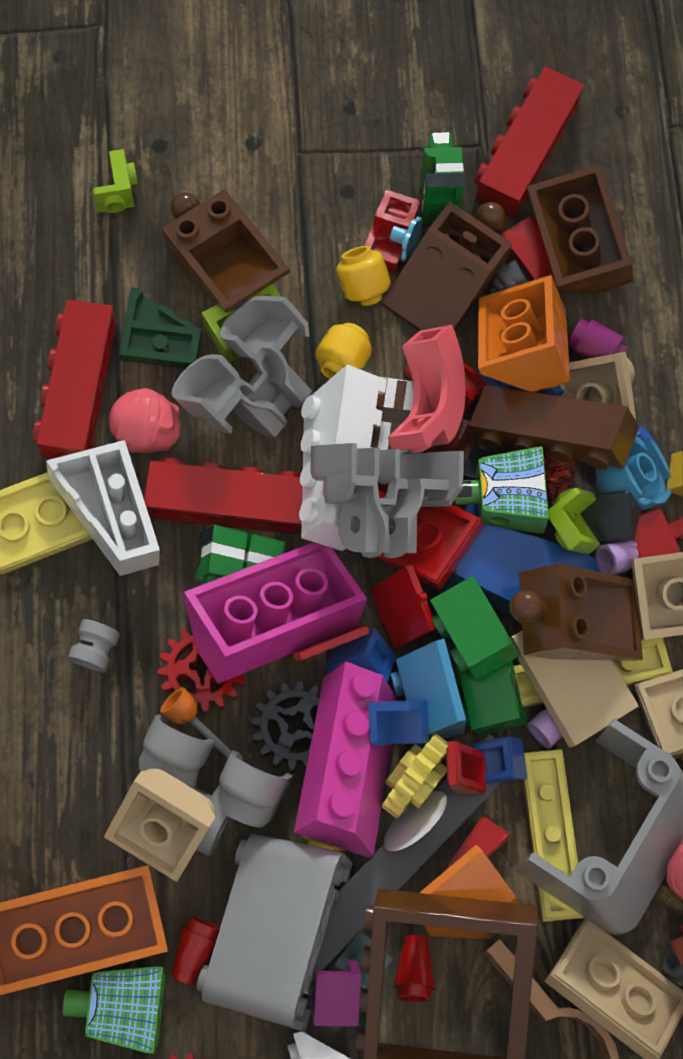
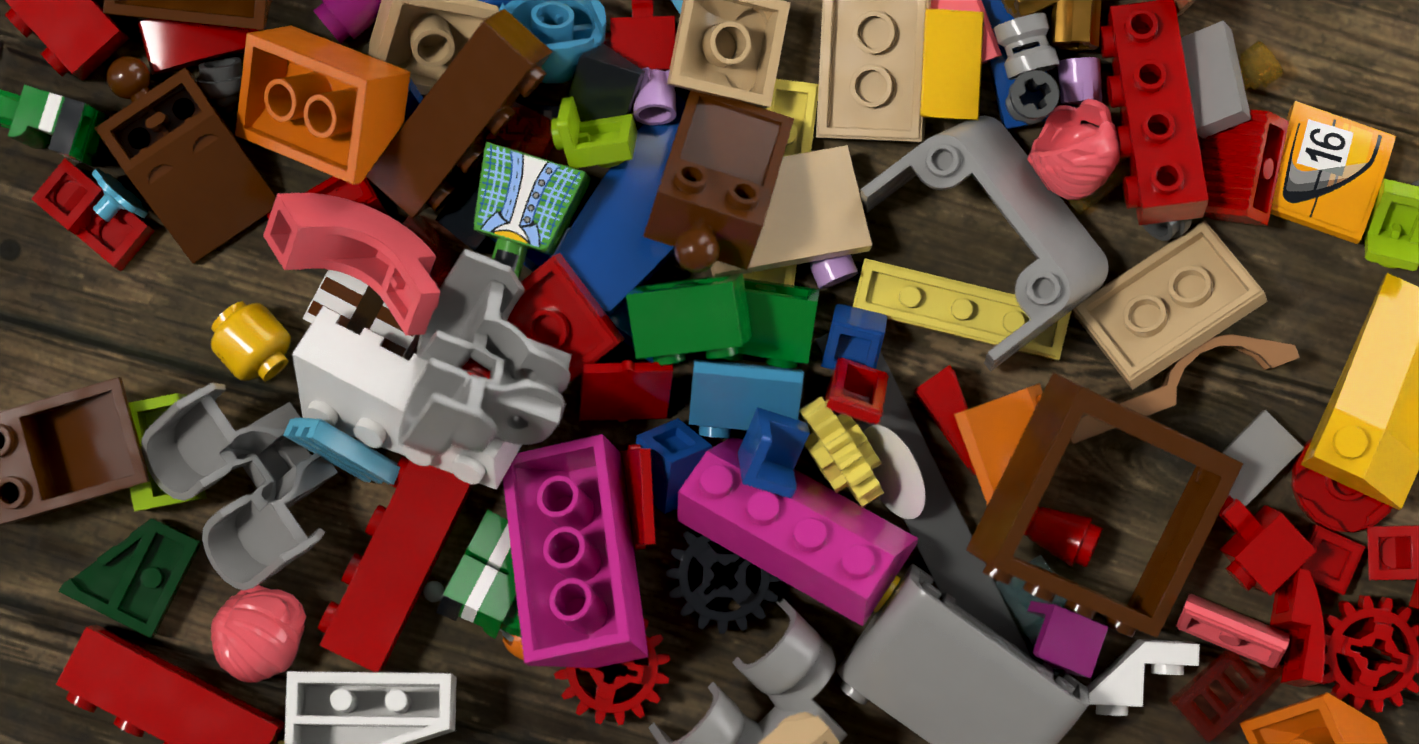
camera: 65 degrees left, 15 degrees up
(182, 708) = (658, 709): orange hinge -> none
(291, 431) = (342, 450): none -> medium azure tile
(363, 275) = (151, 277): yellow head -> none

